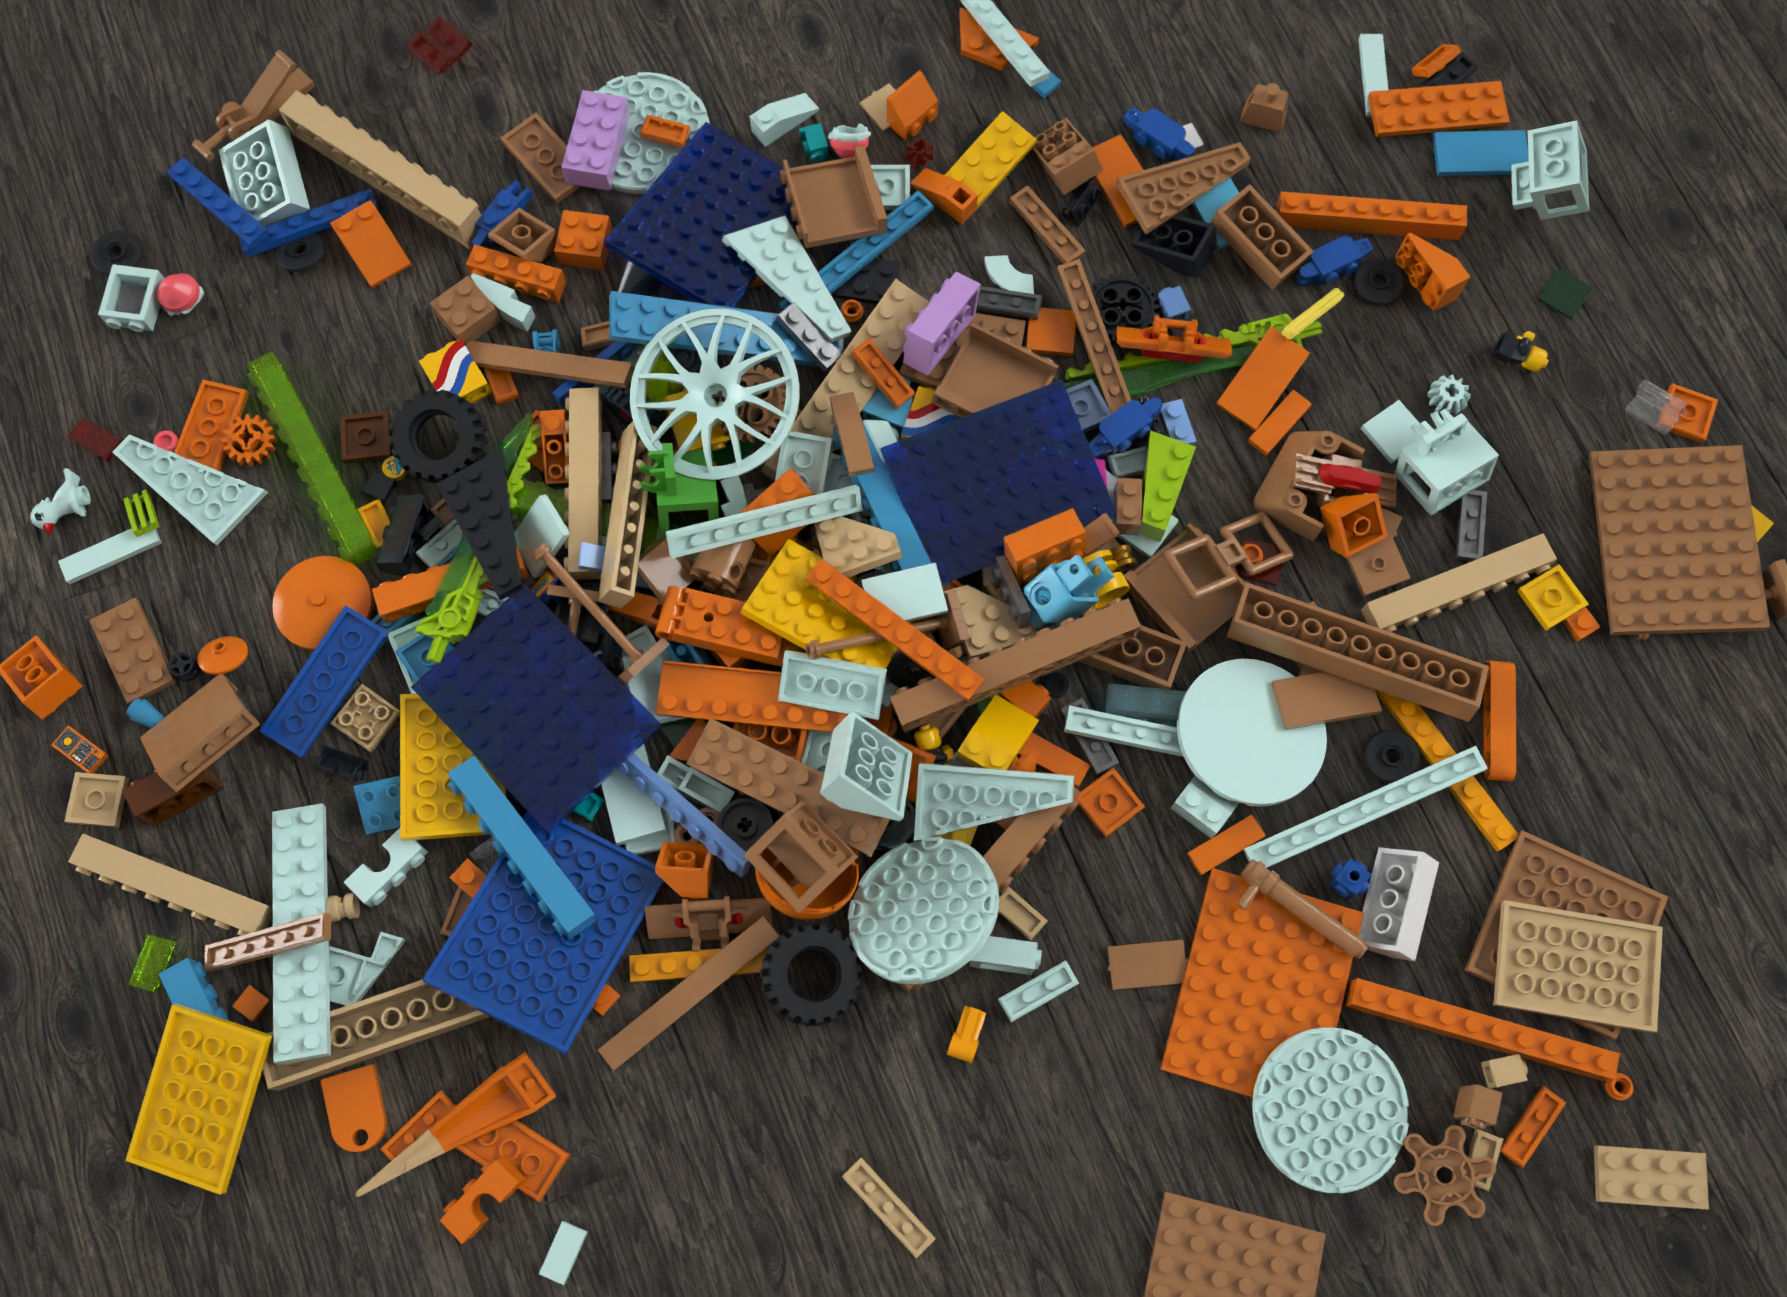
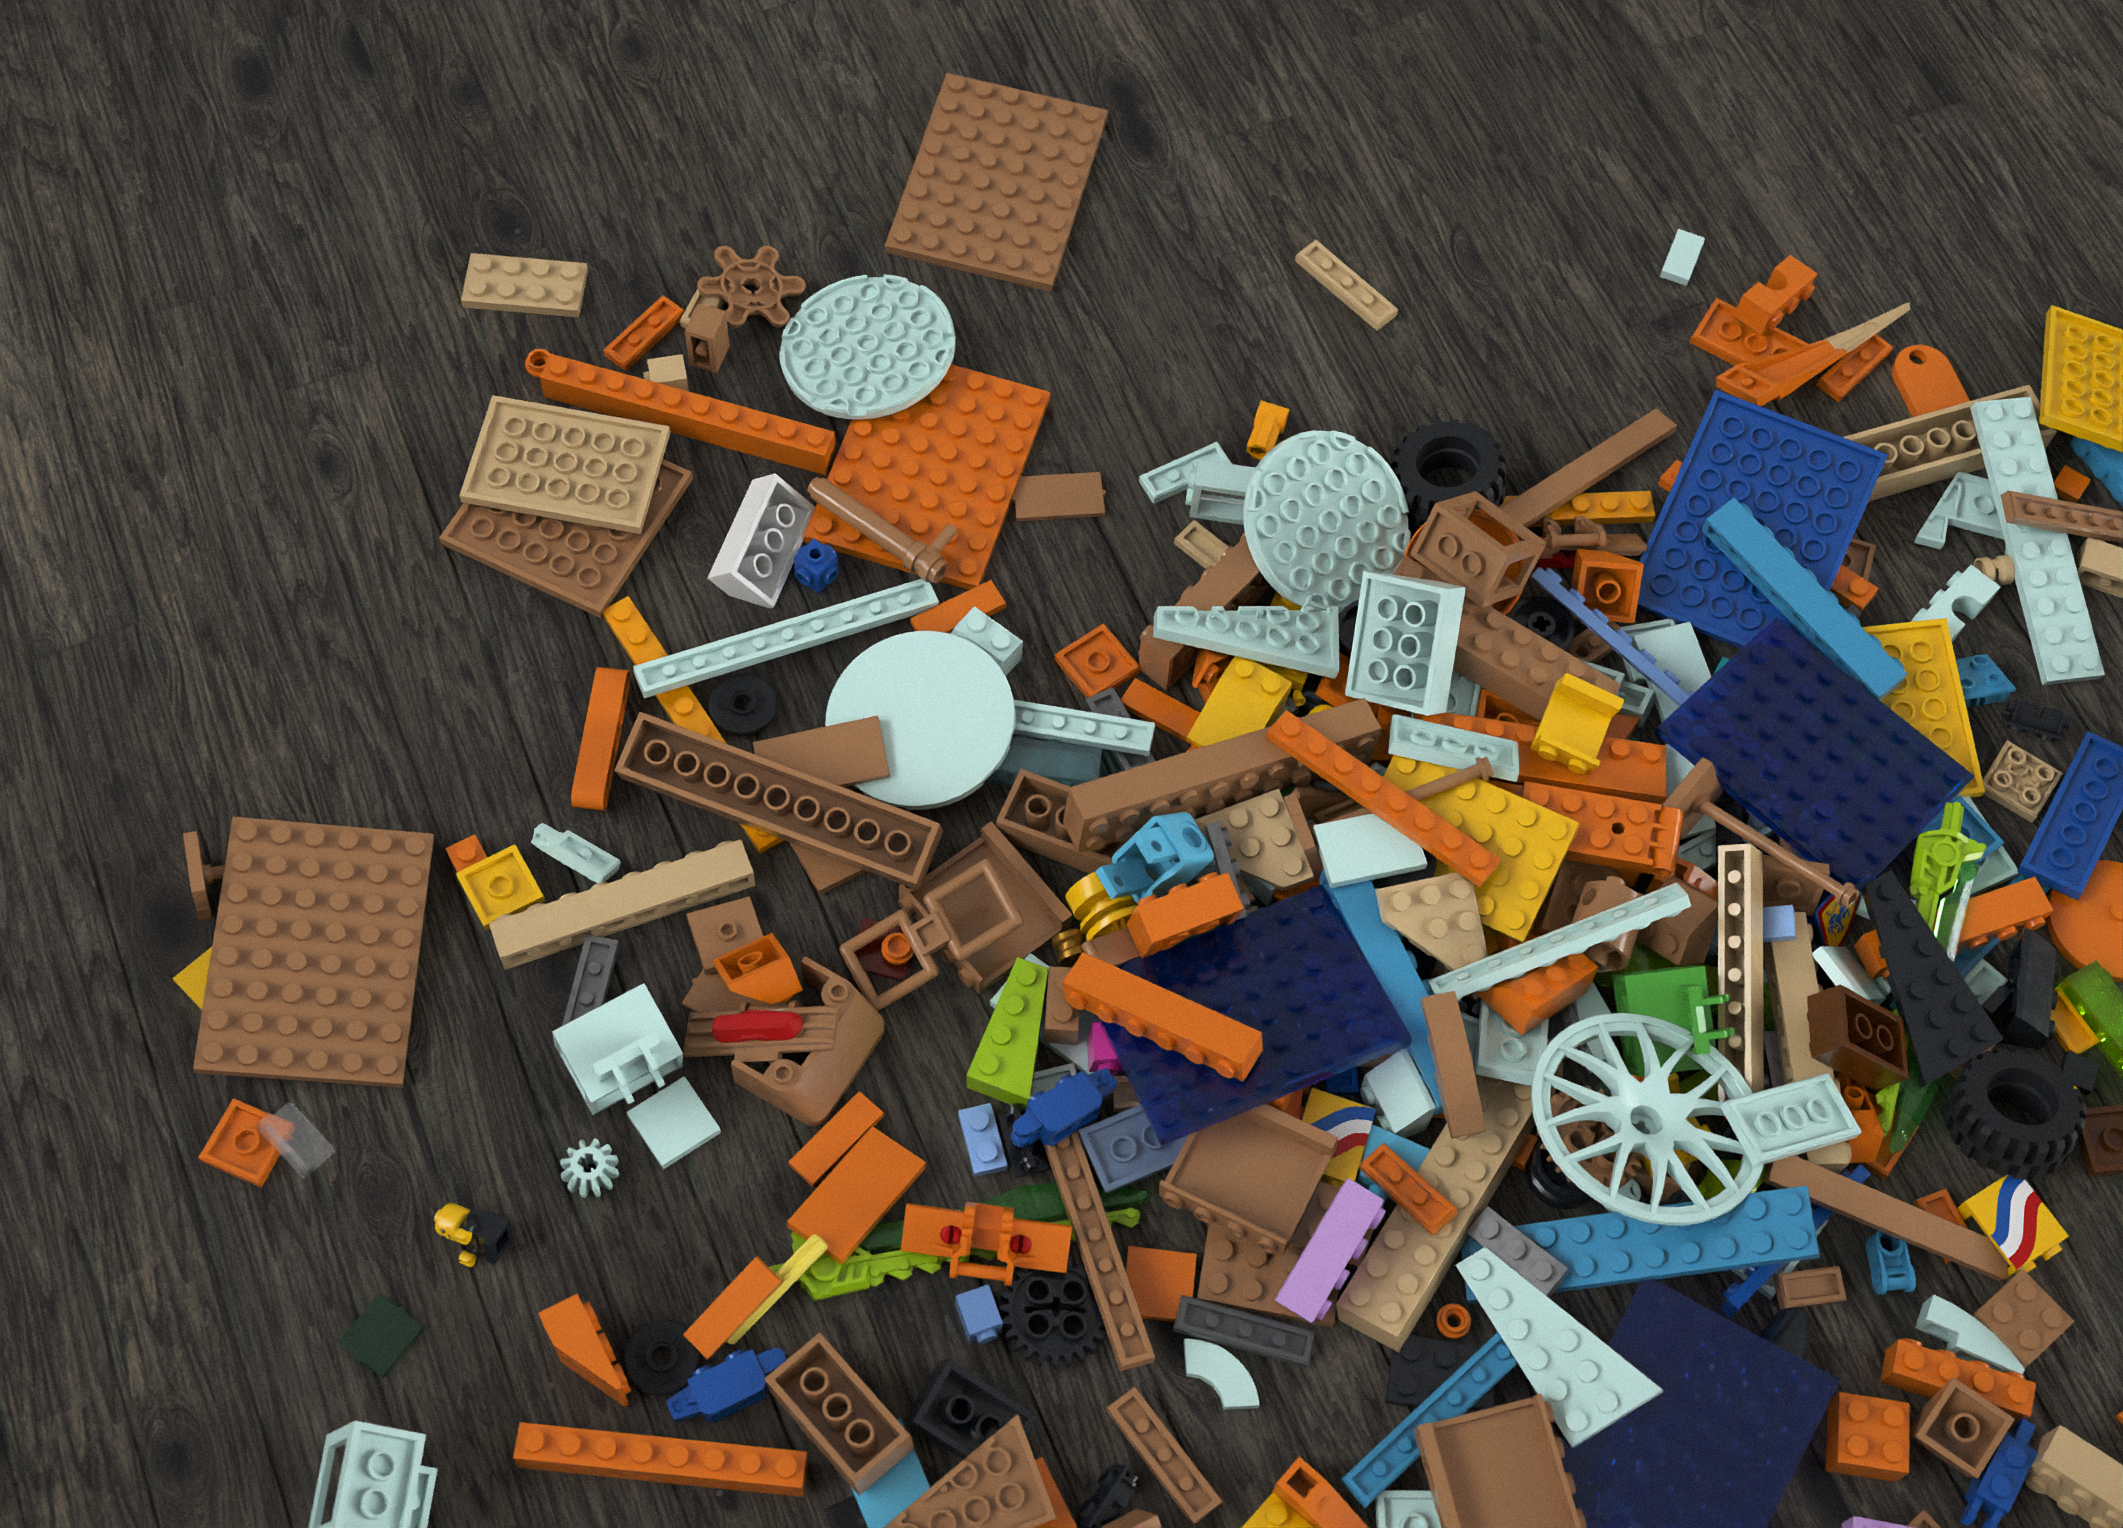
camera: 175 degrees right, 10 degrees down
(548, 468) = (1857, 1037): none -> reddish brown brick
(609, 402) = (1790, 1119): none -> light aqua tile
(732, 709) = (1575, 724): none -> yellow panel
(1062, 464) = (1162, 1017): none -> orange brick
(1338, 299) = (732, 1308): none -> orange tile
(1500, 623) = (576, 853): none -> light aqua hinge

